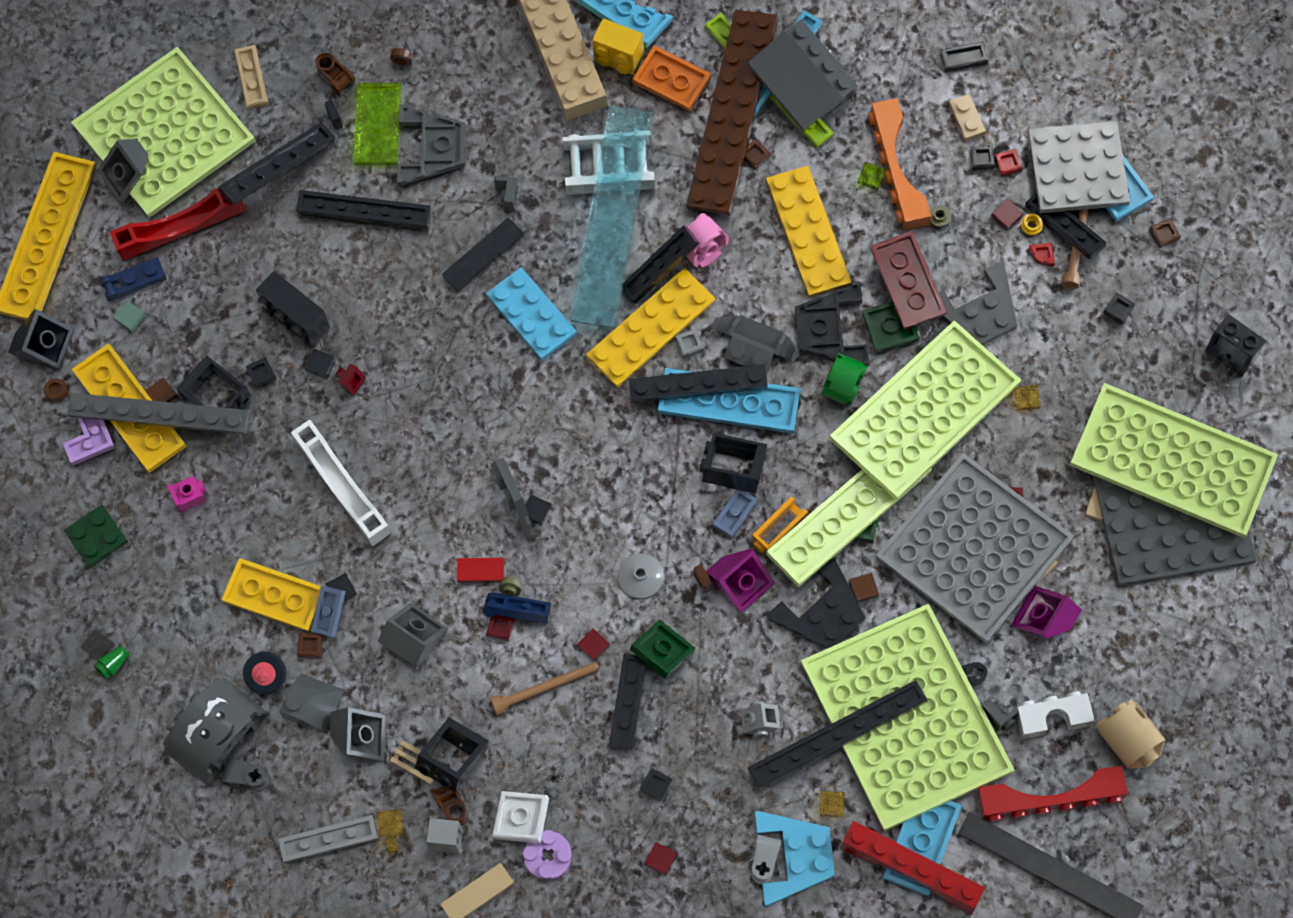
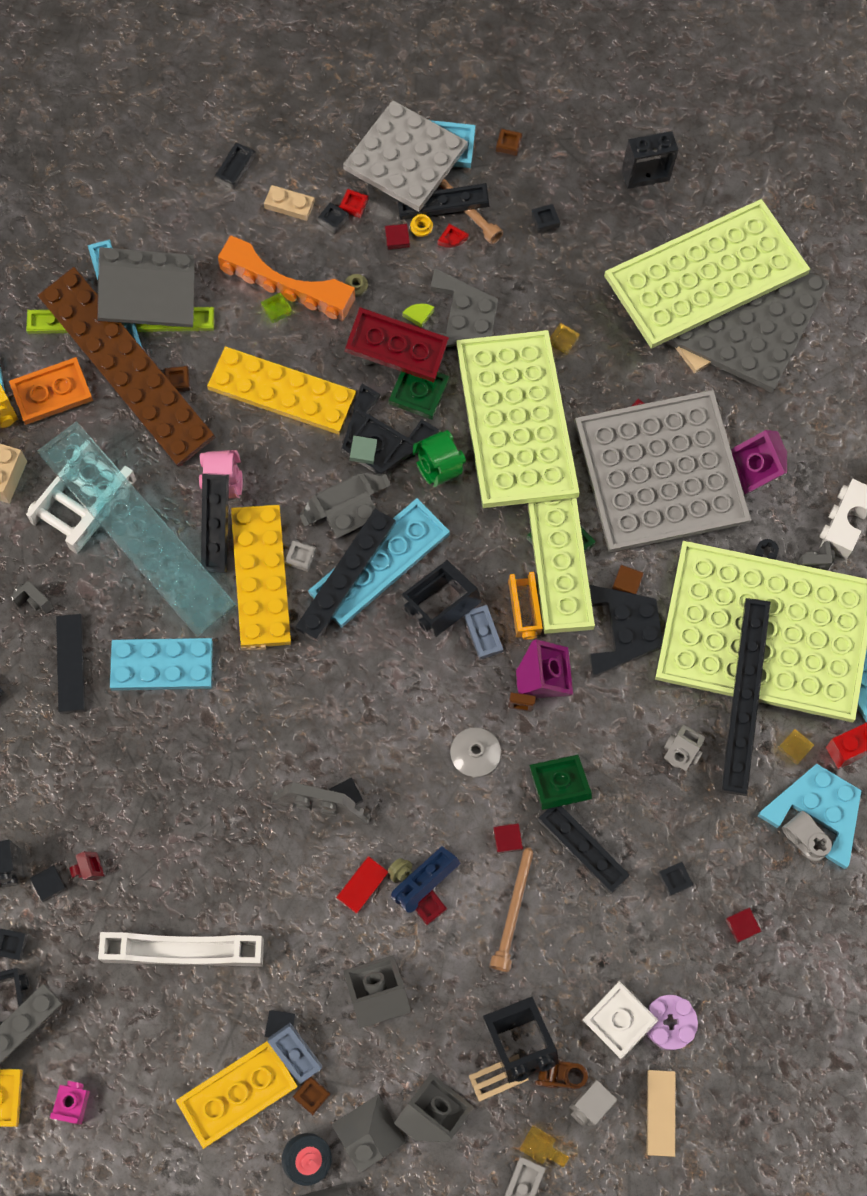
camera: 60 degrees left, 0 degrees up
(805, 322) = (363, 449): none -> sand green tile
(955, 278) = (418, 313): none -> lime tile

